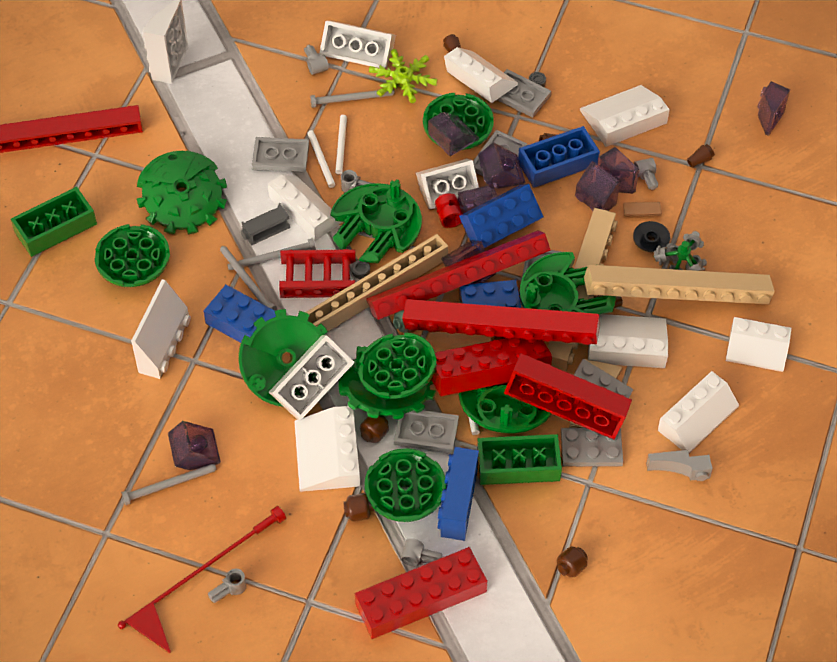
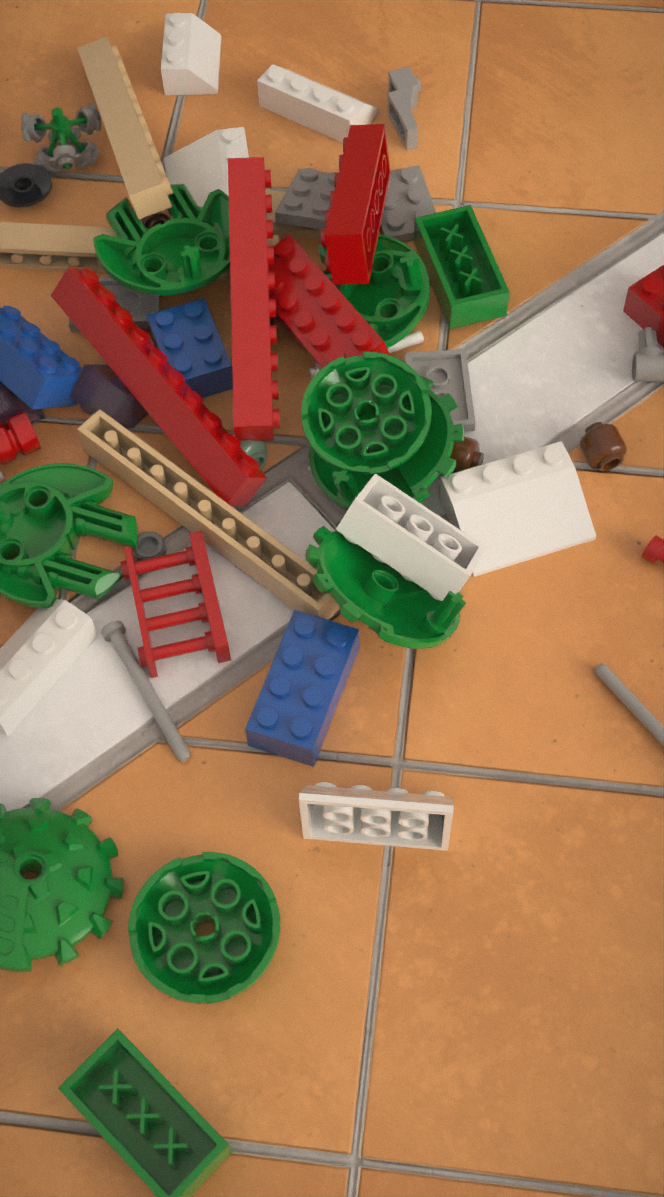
camera: 100 degrees left, 5 degrees up
(193, 446) = (580, 704): slope -> none
(245, 277) = (163, 759): light grey bar -> none
(265, 225) = (83, 713): dark grey window -> none
(401, 469) = (551, 389): green brick -> none
(459, 492) = (545, 317): blue brick -> none
(572, 561) = (592, 192): reddish brown head -> none

